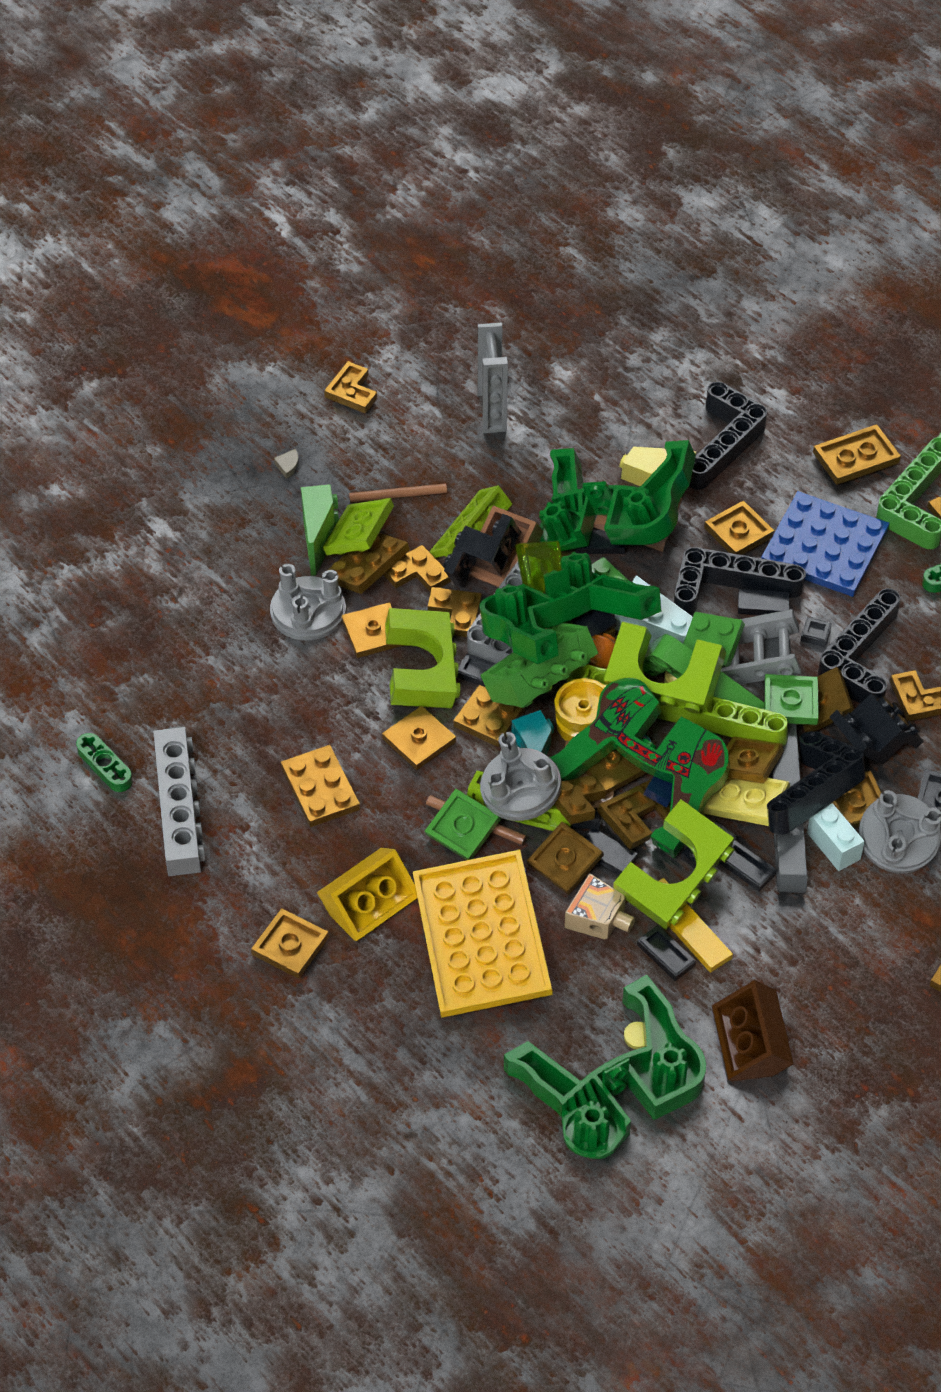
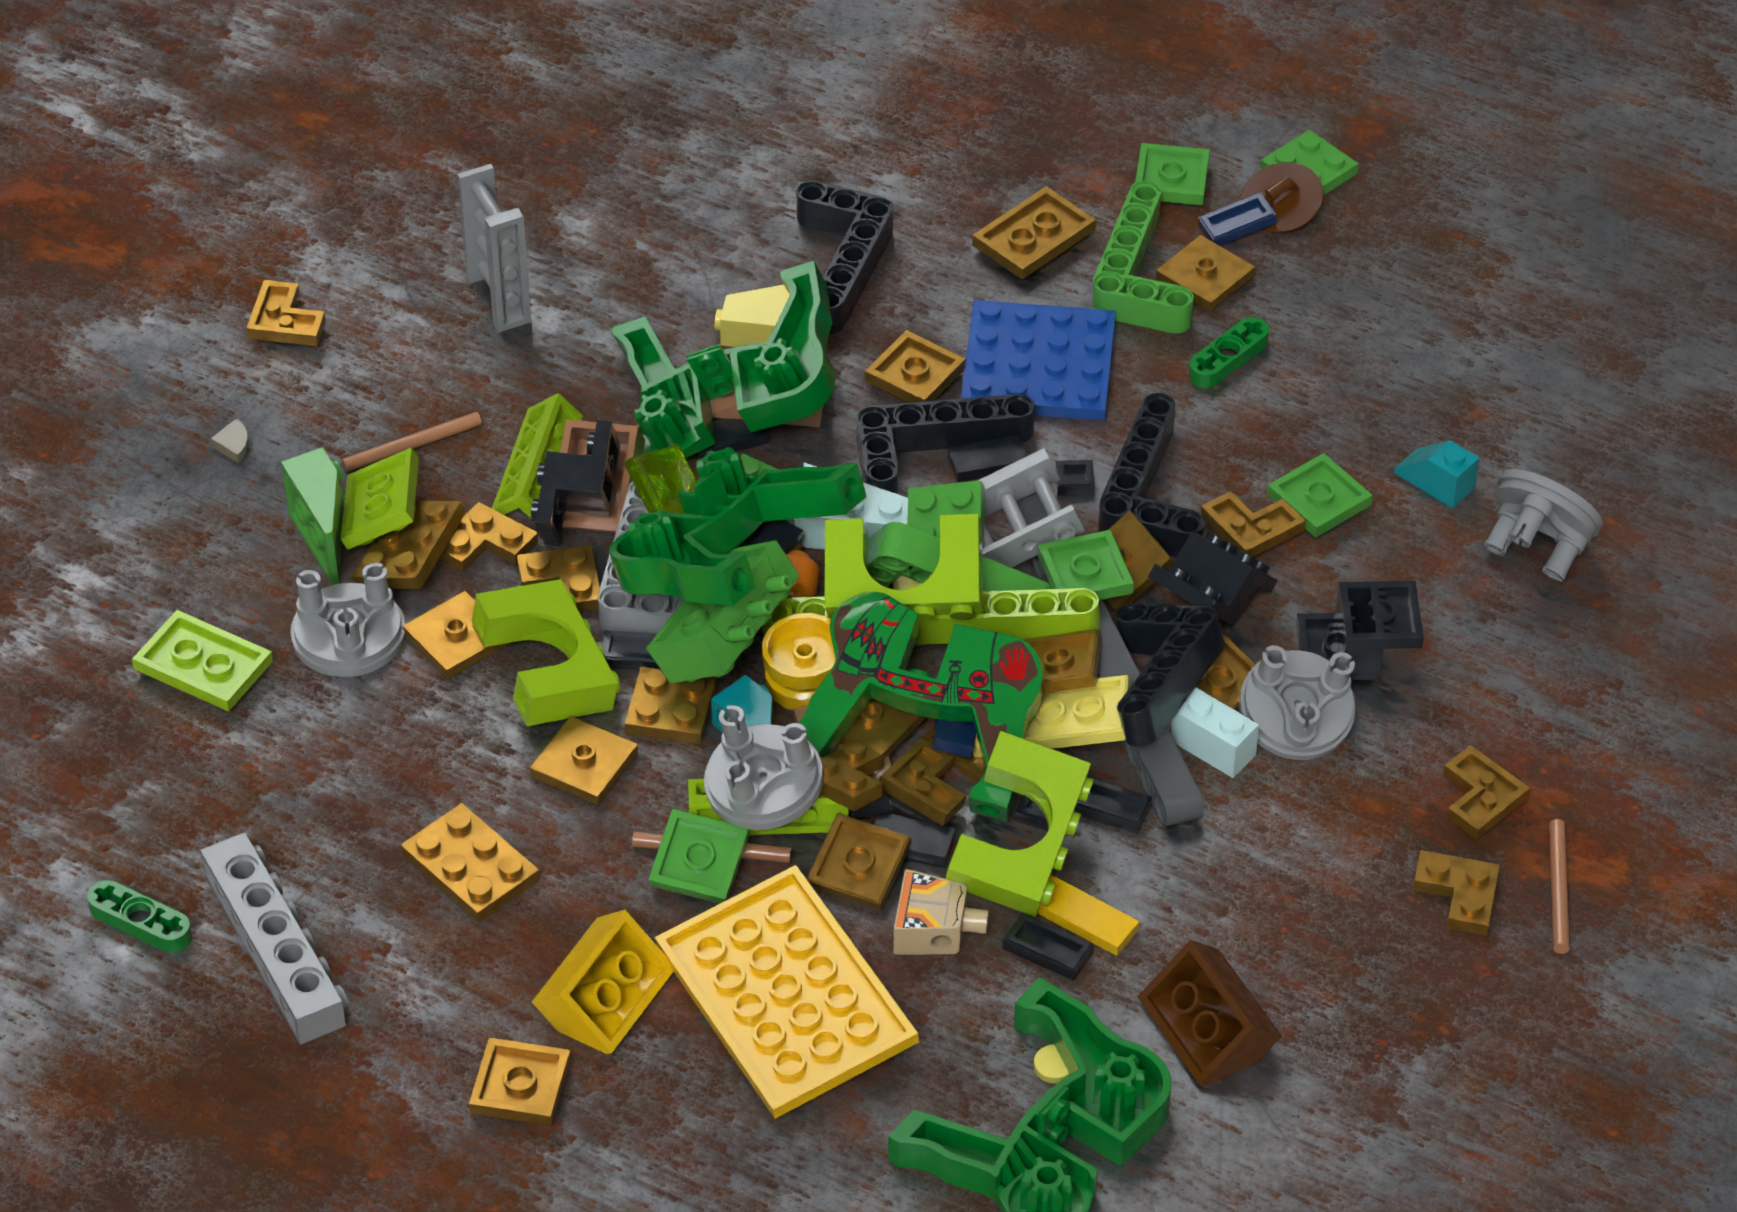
camera: 20 degrees left, 5 degrees down
(209, 604) = (202, 660): none -> lime plate

